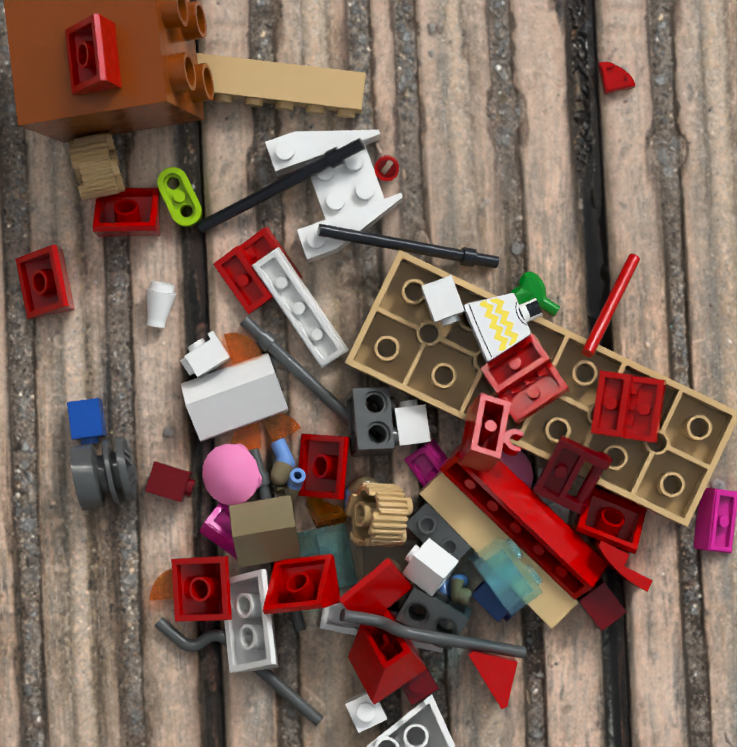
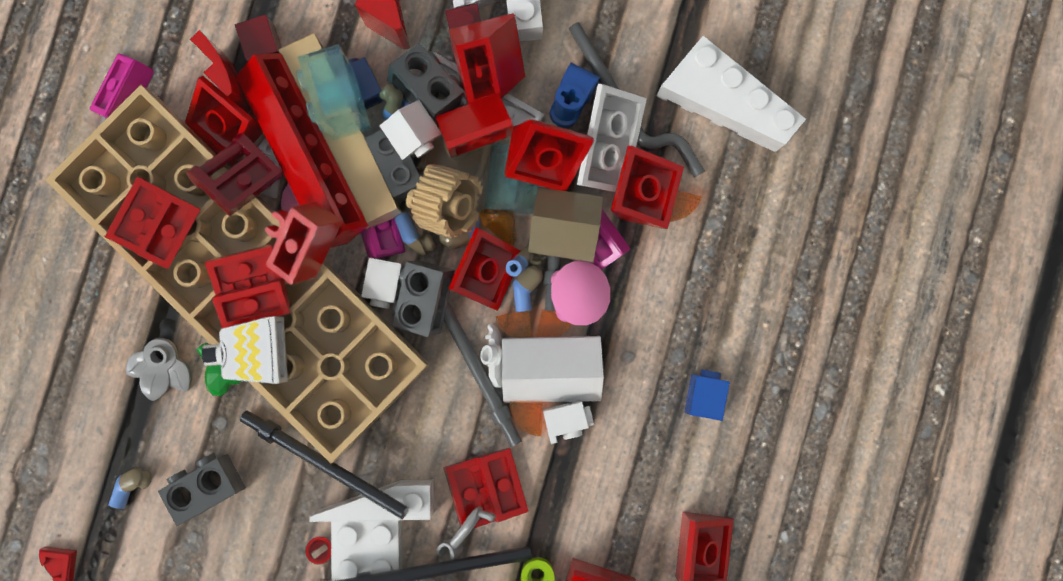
camera: 160 degrees left, 0 degrees up
(103, 473) = (713, 336): dark grey wheel -> none
(154, 700) = (730, 97): none -> white wedge
(159, 302) = (595, 490): white cone -> none
(170, 482) = (643, 305): dark red brick -> none
(264, 227) = (454, 544): none -> light grey piece
(292, 391) = (492, 355): none -> white piece
(297, 655) = (572, 95): none -> blue piece
(300, 307) = (455, 438): white tile -> none
(402, 473) = (410, 236): none -> arm
(432, 636) = (435, 58): dark grey piece -> none
(443, 301) = (301, 395): white brick -> none
(504, 182) = (202, 490): none -> dark grey brick
(579, 169) = (126, 483): none -> dark tan arm
(585, 274) = (159, 374): none -> light grey plate
(610, 305) = (140, 332): red bar -> none

